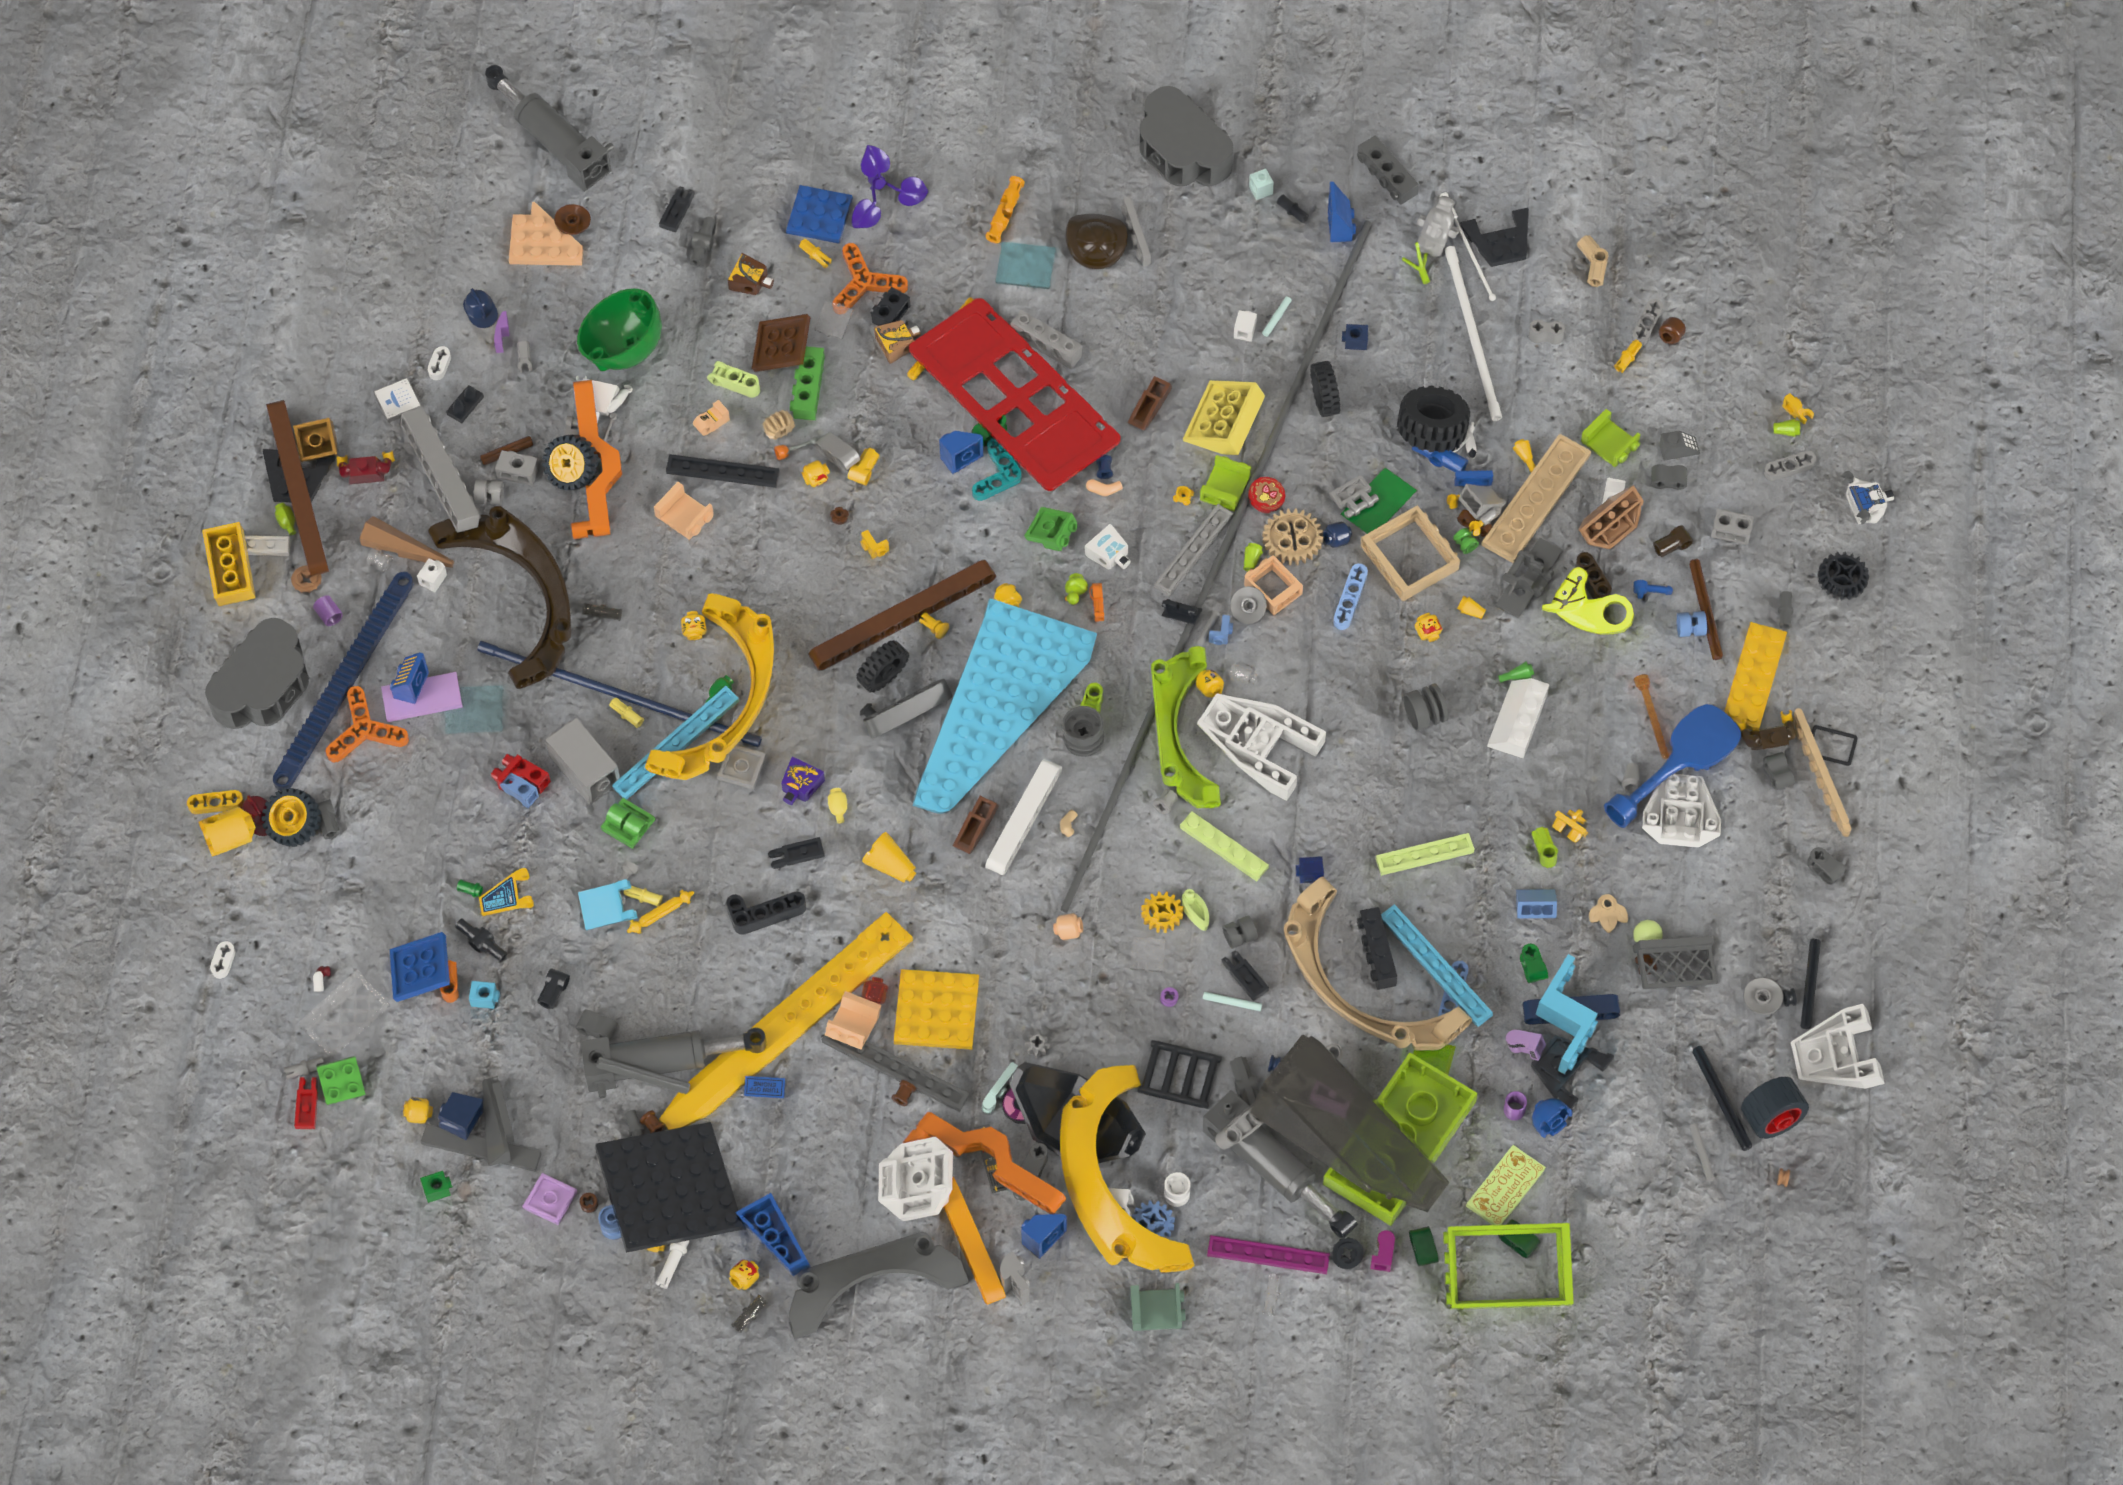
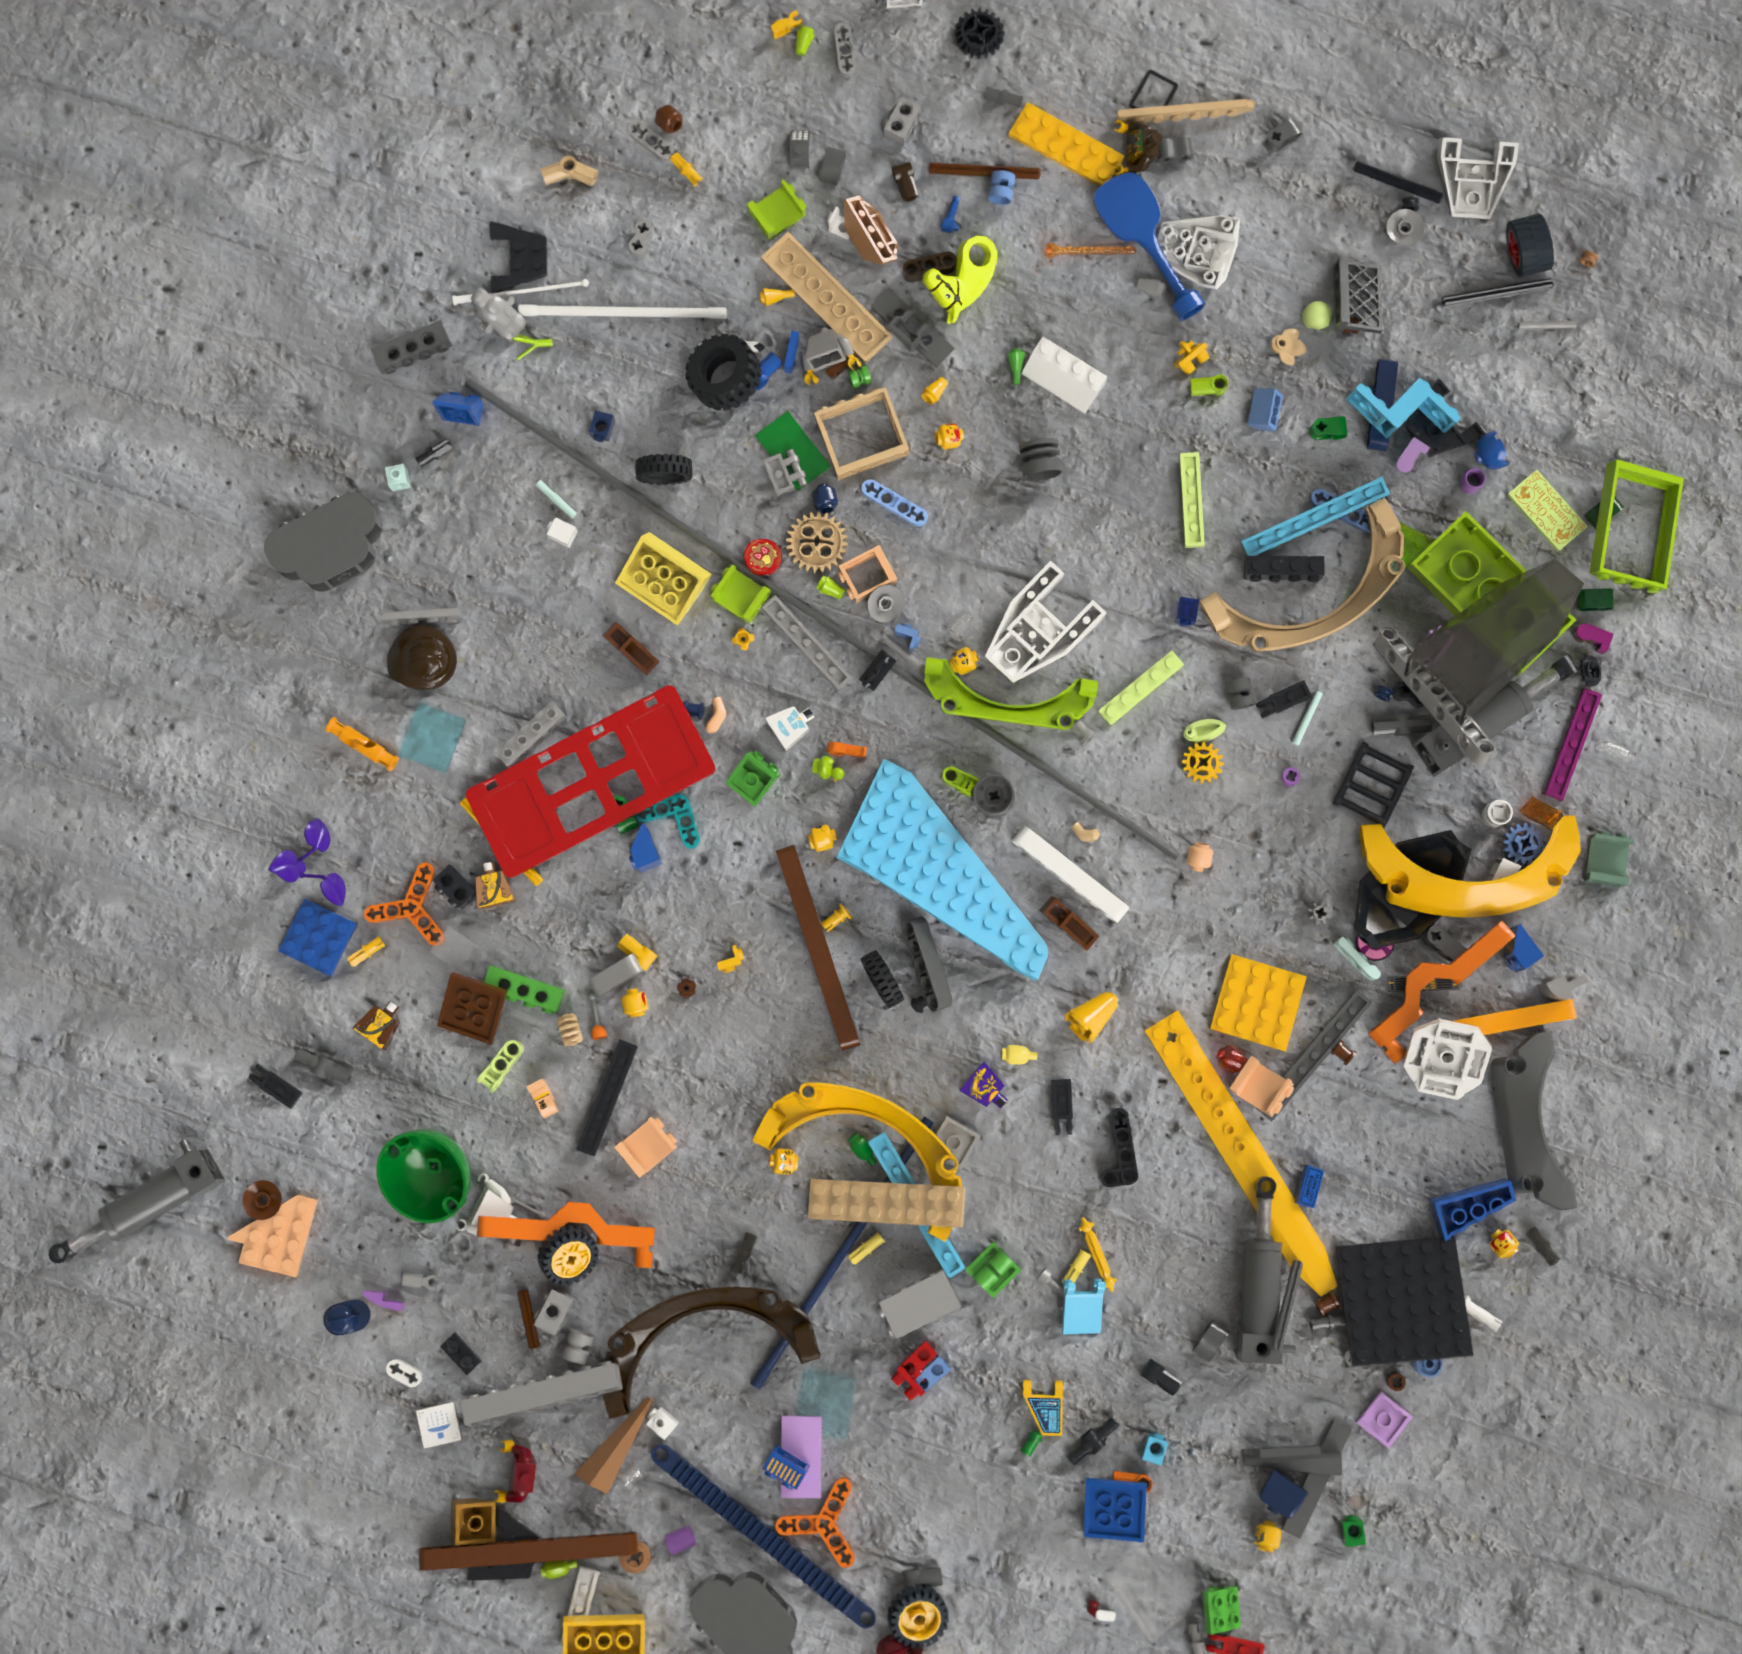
camera: 75 degrees left, 20 degrees up
(671, 712) = (886, 1203): none -> tan plate
(1187, 1230) = (1541, 813): none -> clear orange plate

